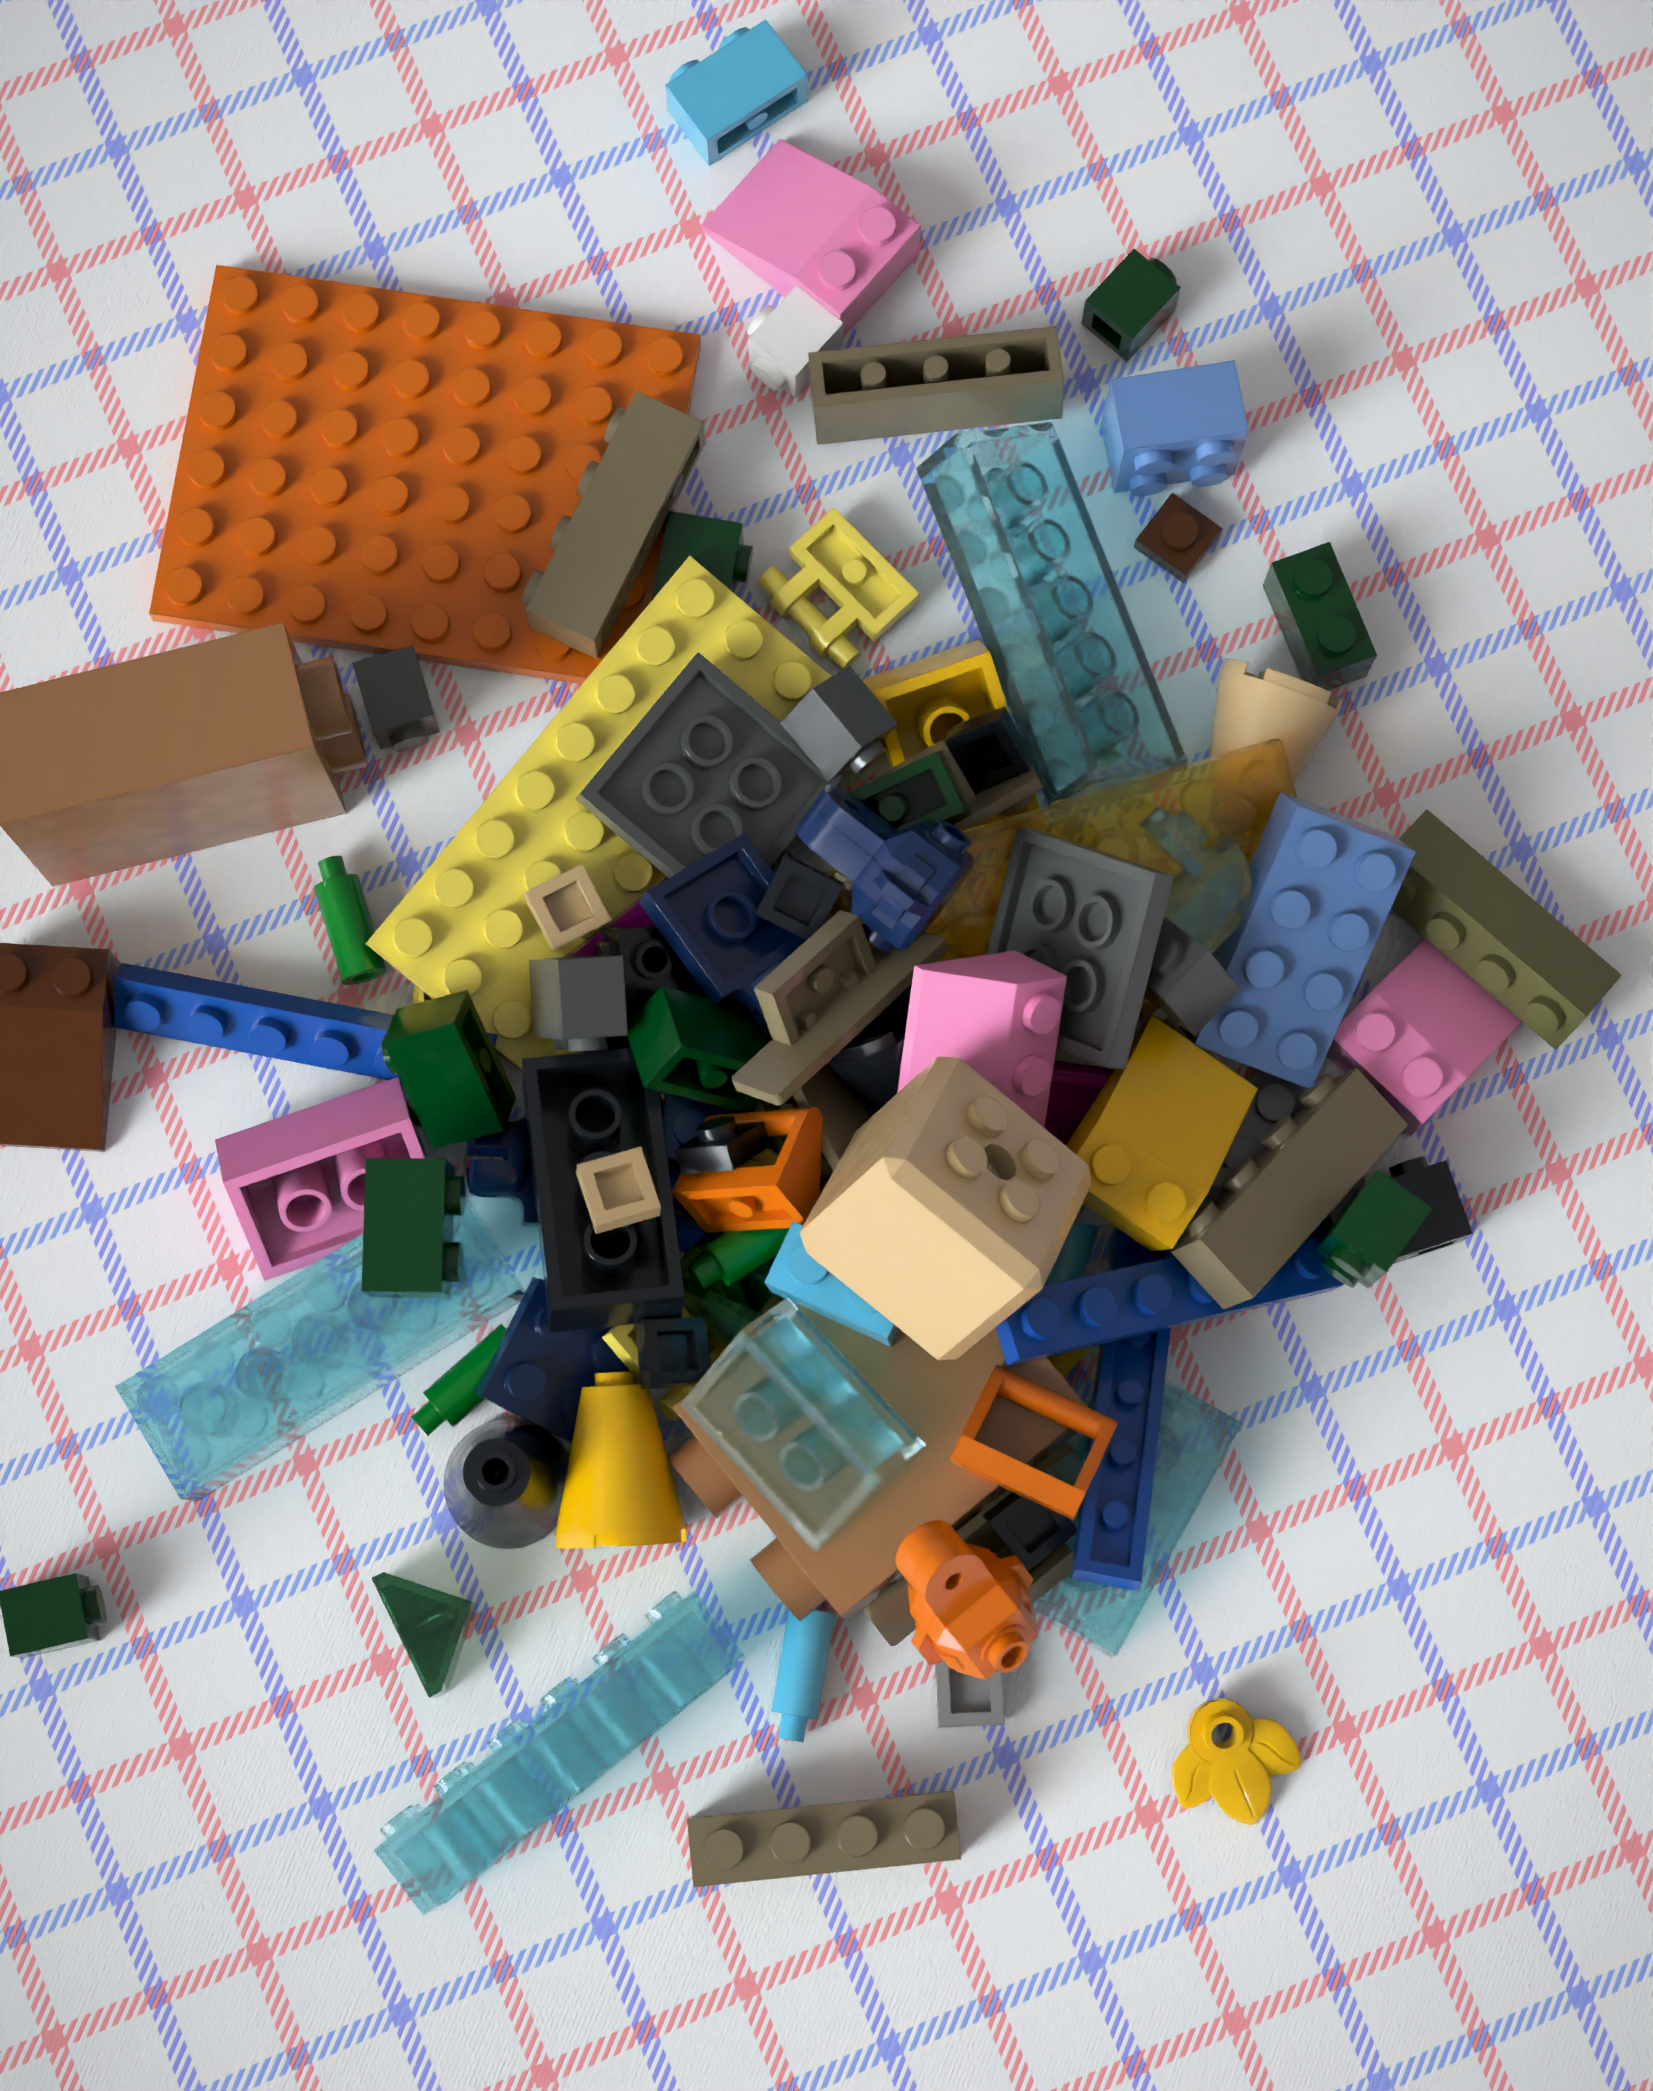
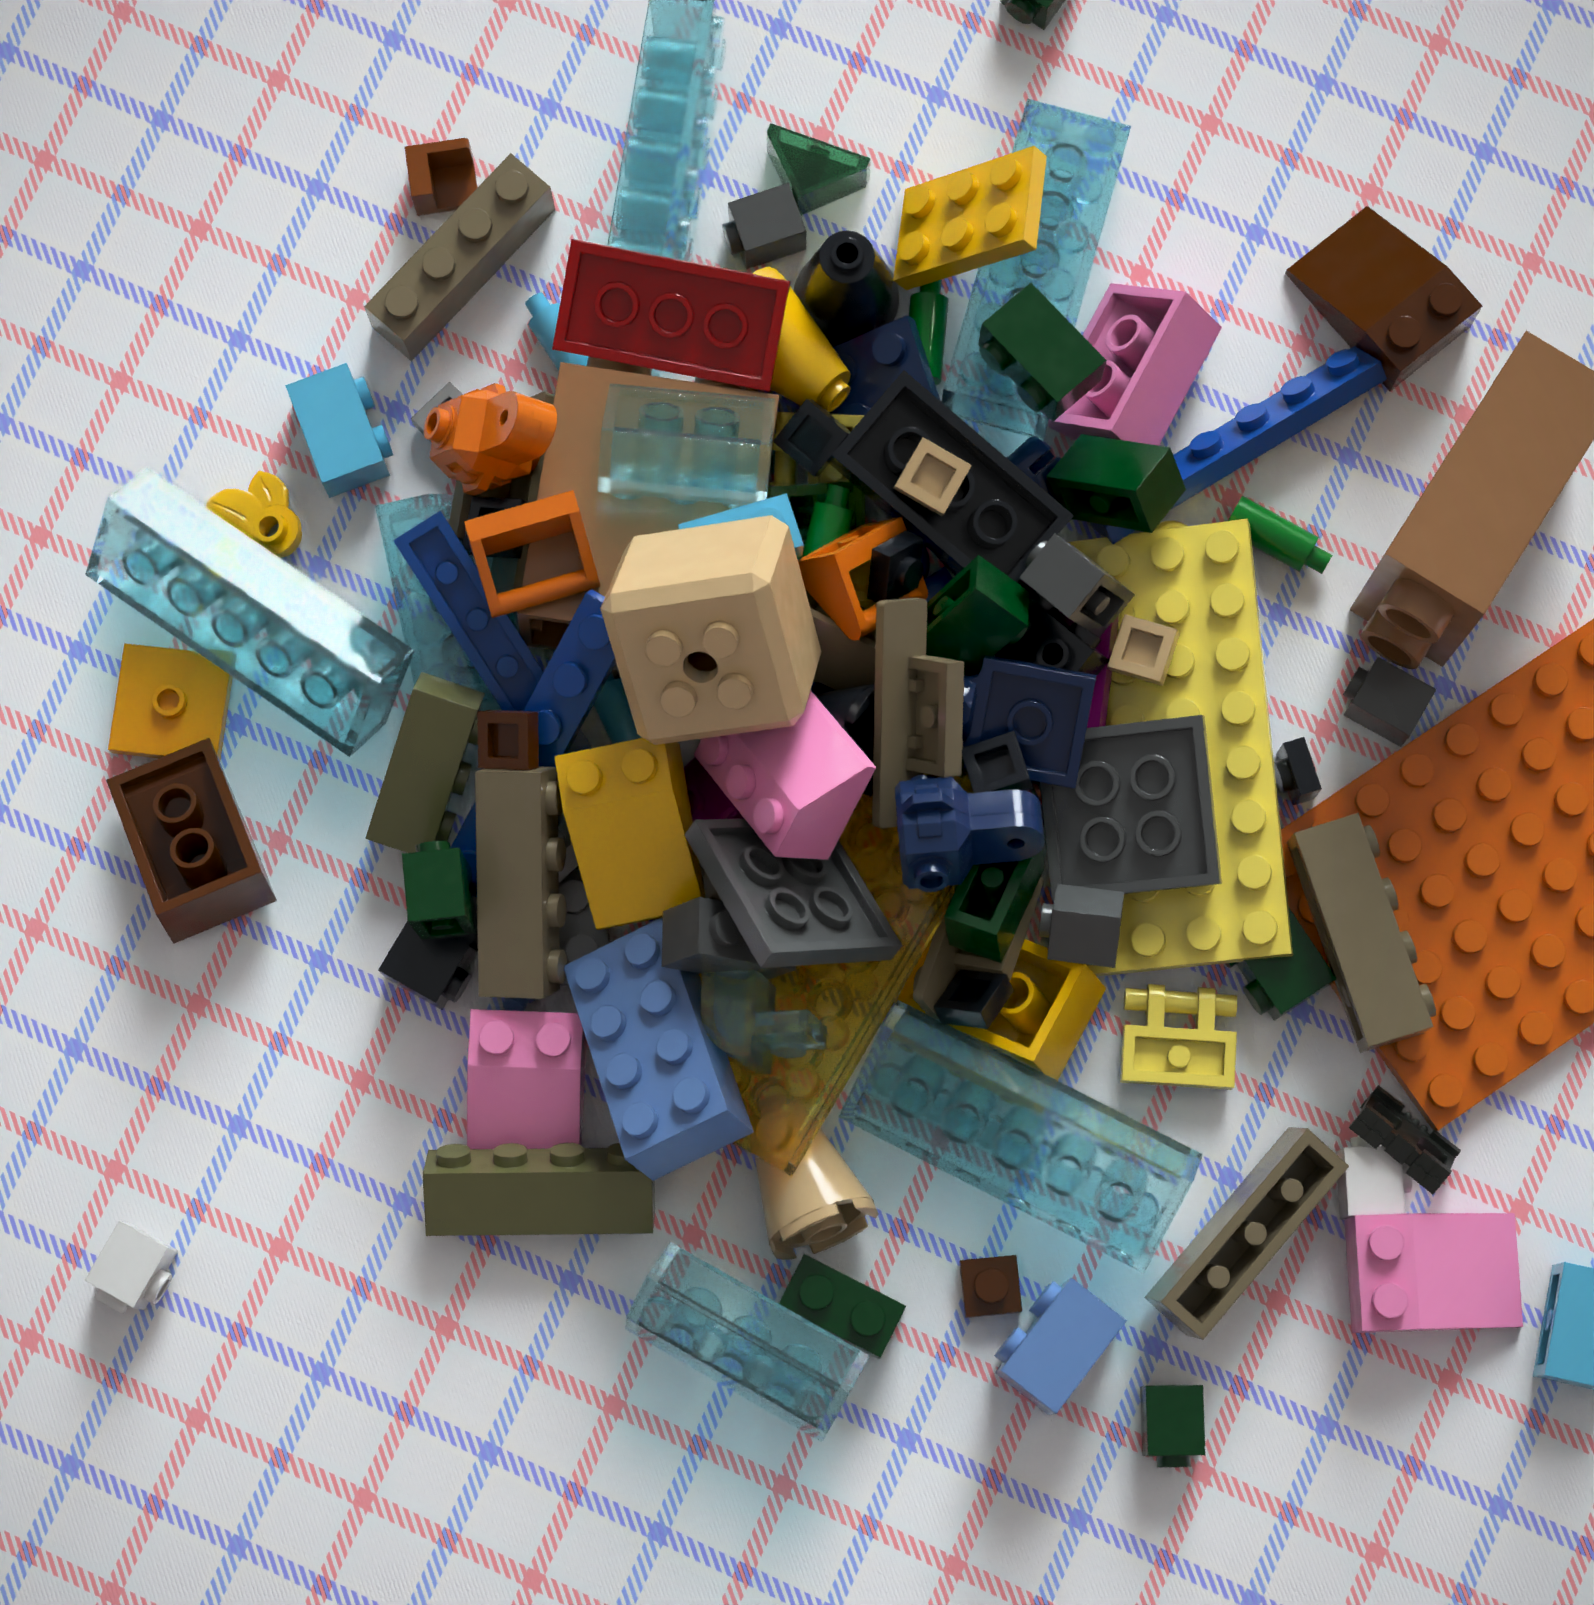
camera: 140 degrees right, 0 degrees up
(341, 1430) = (970, 218): none -> yellow plate
(521, 1611) = (765, 226): none -> dark grey brick
(530, 710) = (1296, 771): none -> black plate
(702, 1565) = (671, 315): none -> red plate
(744, 340) = (1426, 1154): none -> pearl dark grey piece
(769, 1938) = (440, 175): none -> dark orange panel
(1078, 1773) = (338, 429): none -> medium azure brick
(1197, 1305) = (508, 739): none -> reddish brown plate
(1276, 1369) = (426, 765): none -> olive brick
(1315, 1662) = (248, 611): none -> clear light blue brick
(1428, 650) = (745, 1341): none -> clear light blue slope
(1447, 1656) = (168, 702): none -> light orange plate
(1538, 1507) = (190, 841): none -> reddish brown slope

